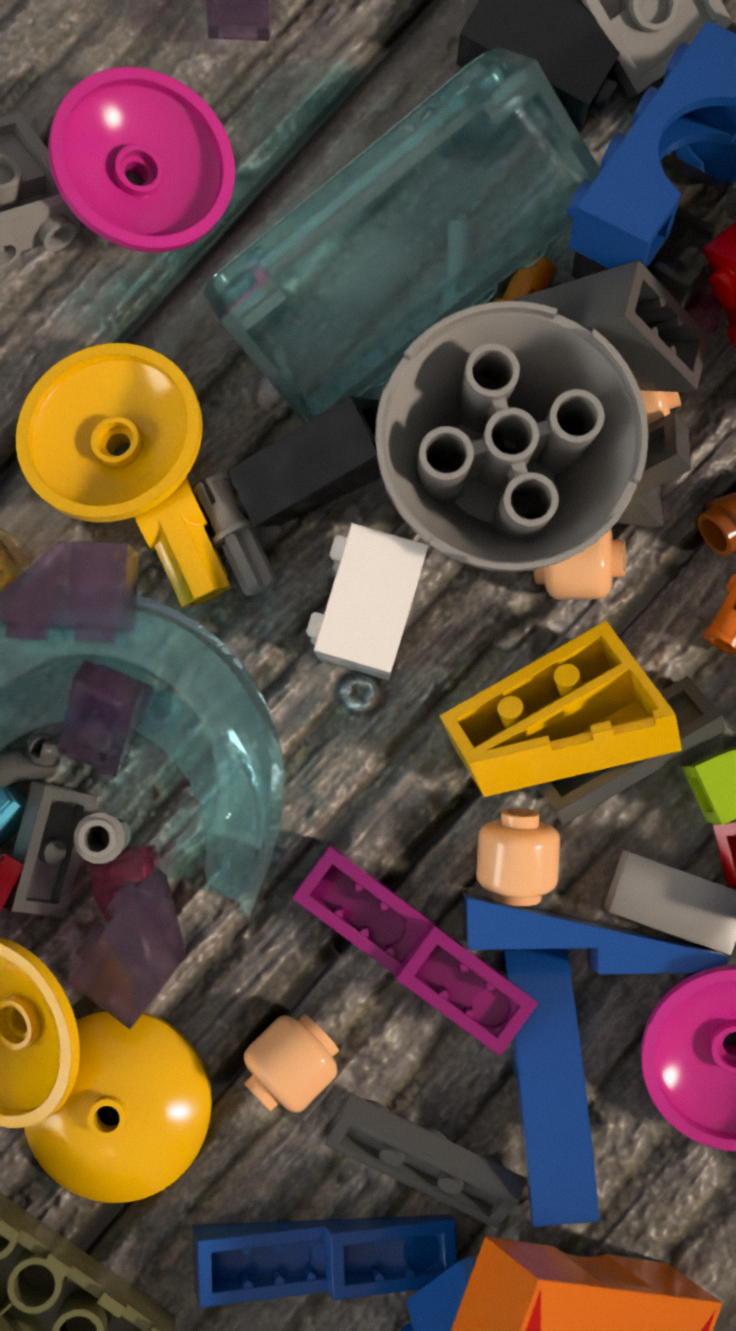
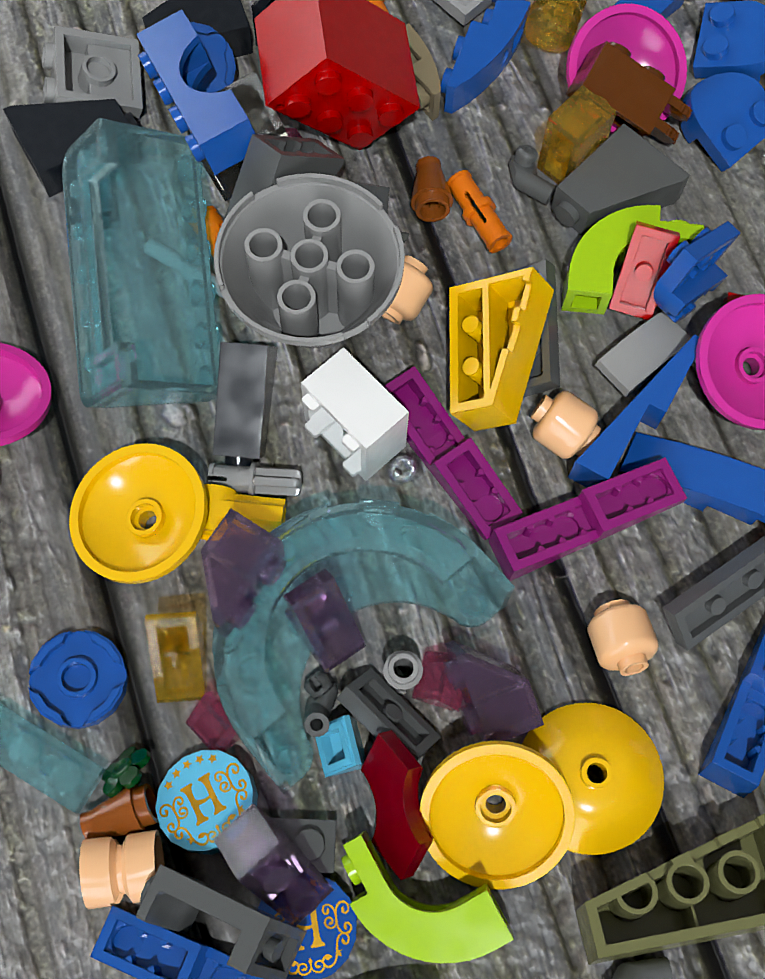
camera: 65 degrees left, 15 degrees down
(404, 735) = (452, 458): none -> magenta slope

